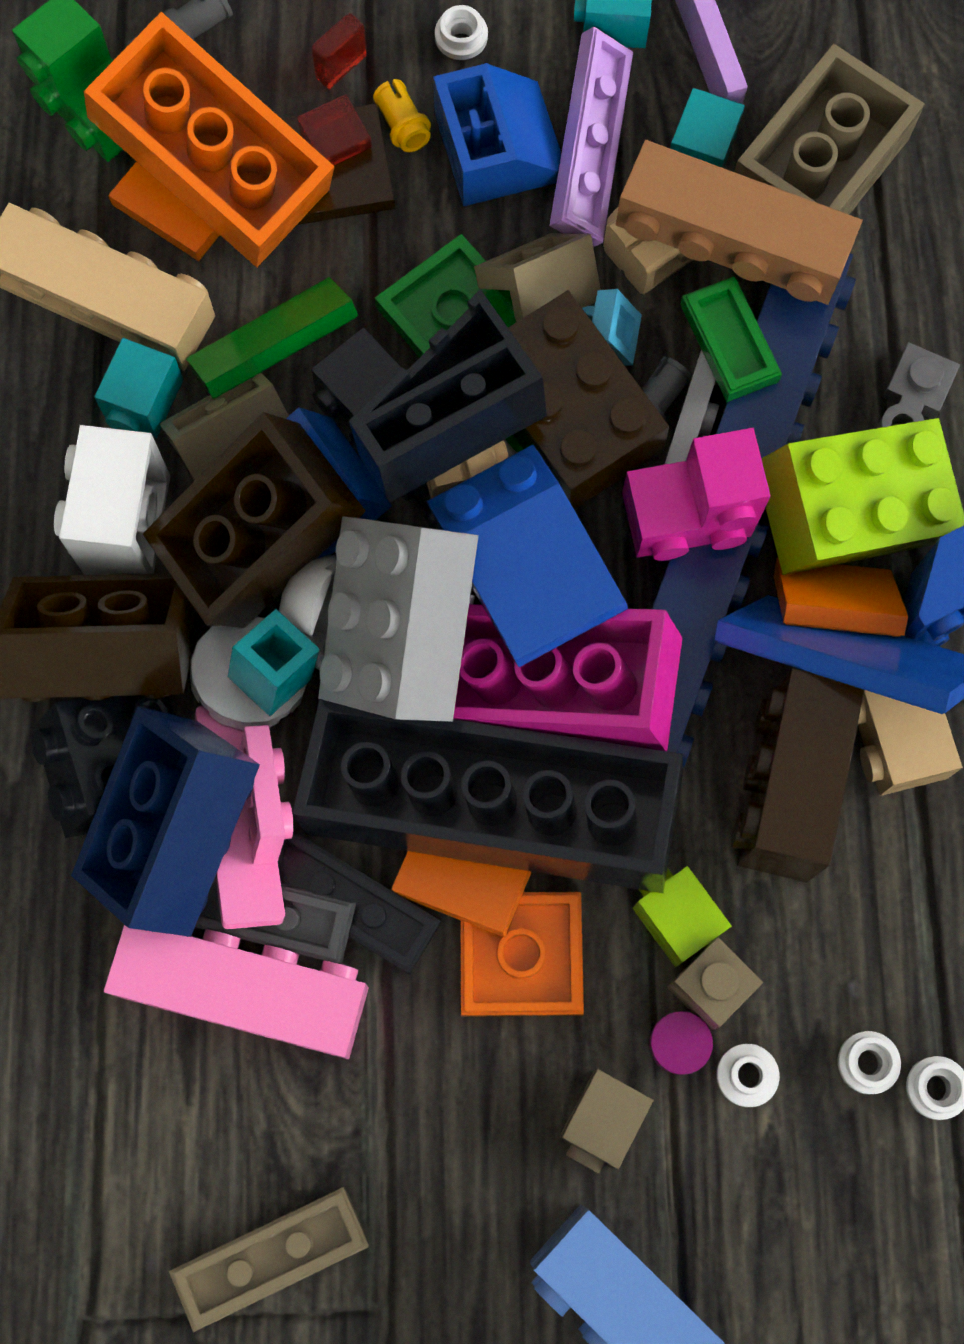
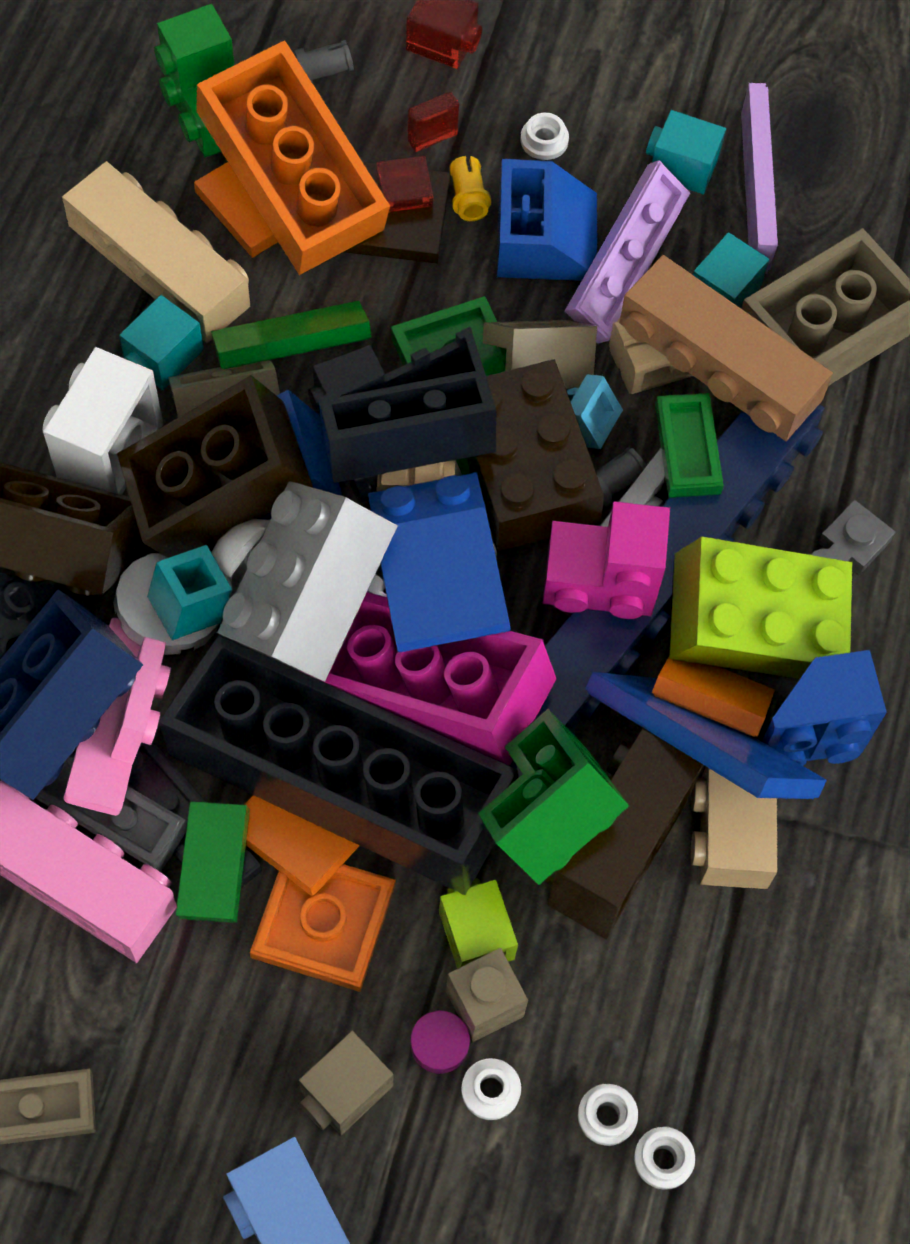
camera: 15 degrees right, 10 degrees down
(394, 936) = (213, 862): none -> green tile
(739, 780) = (554, 803): none -> green brick

